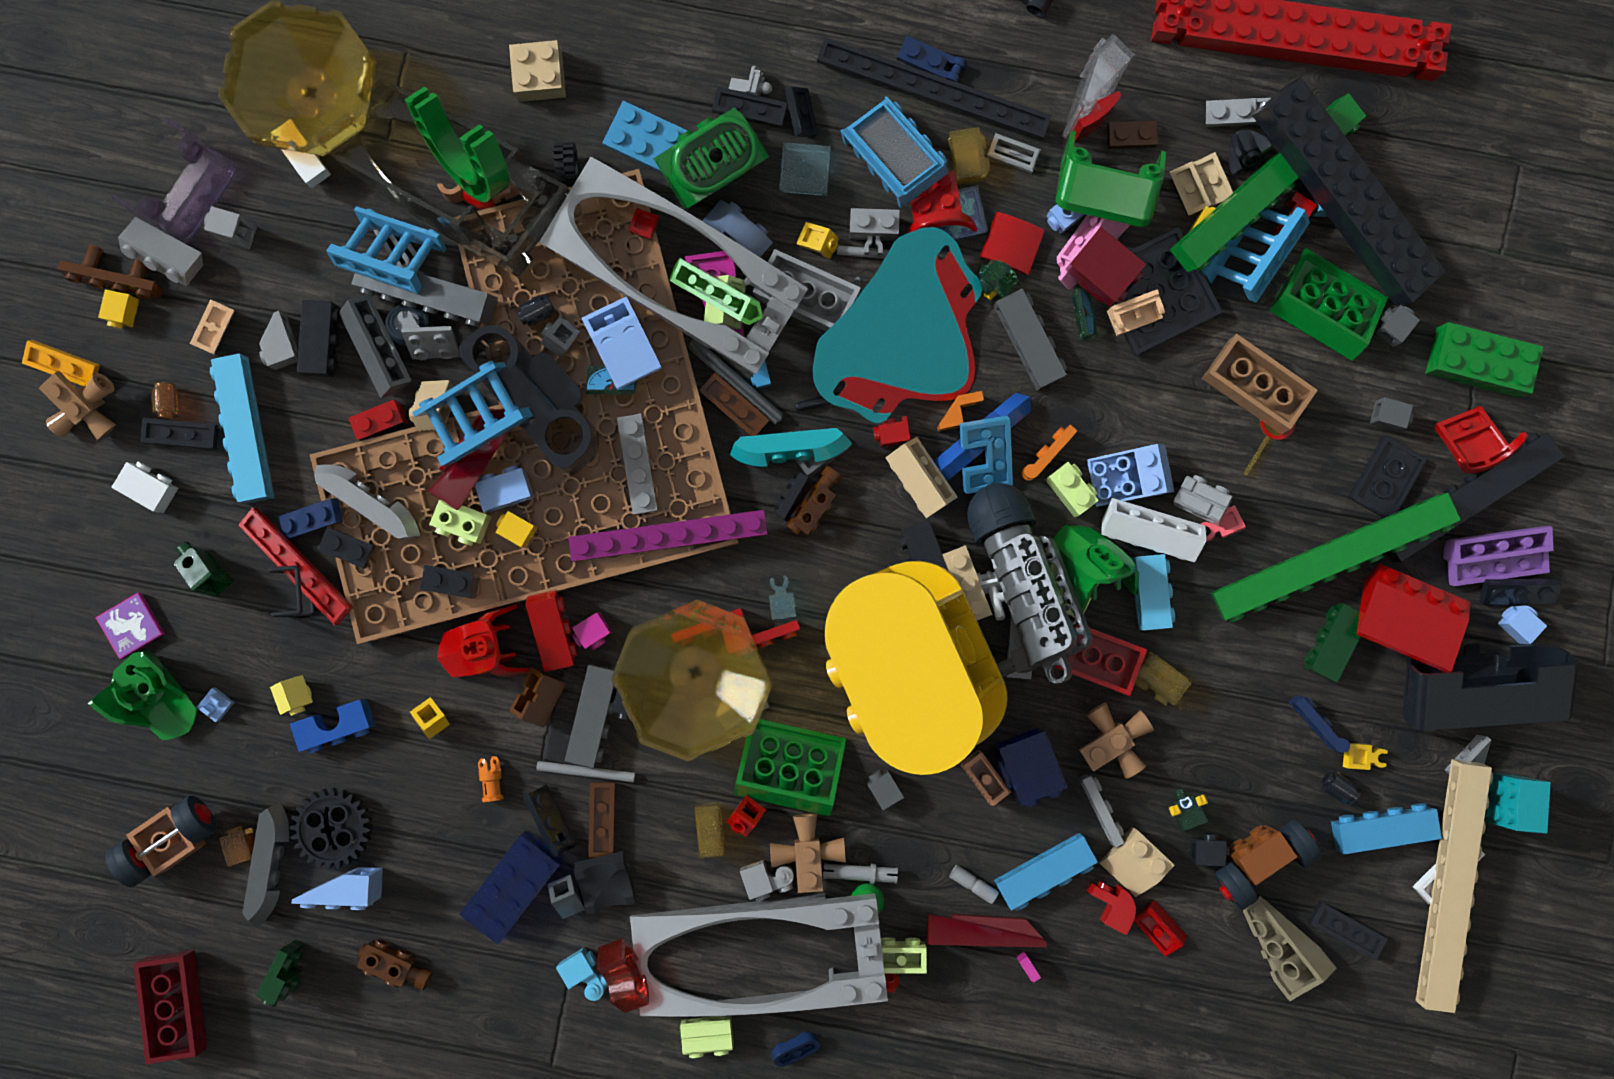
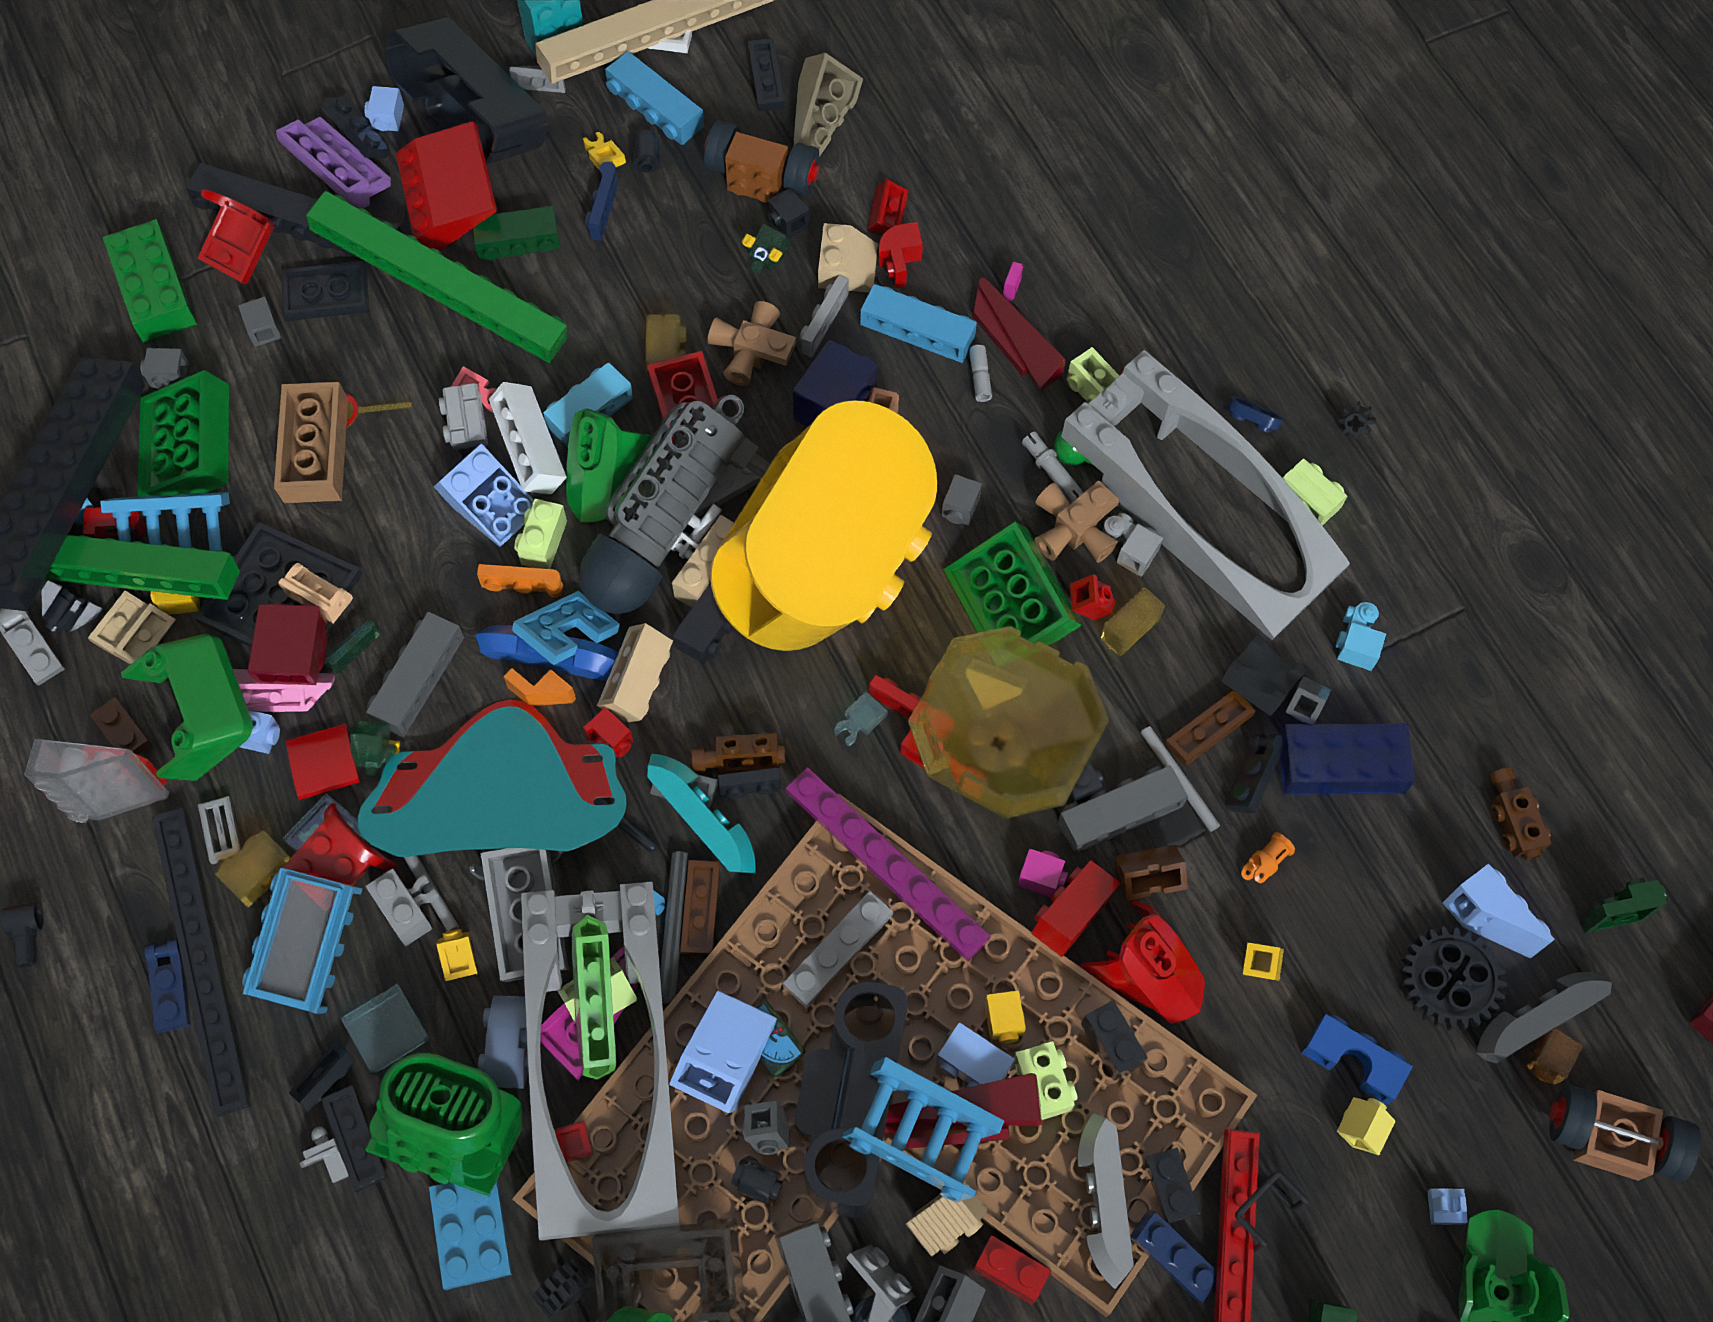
camera: 130 degrees left, 20 degrees down
(619, 968) = (1327, 605): clear red brick -> none

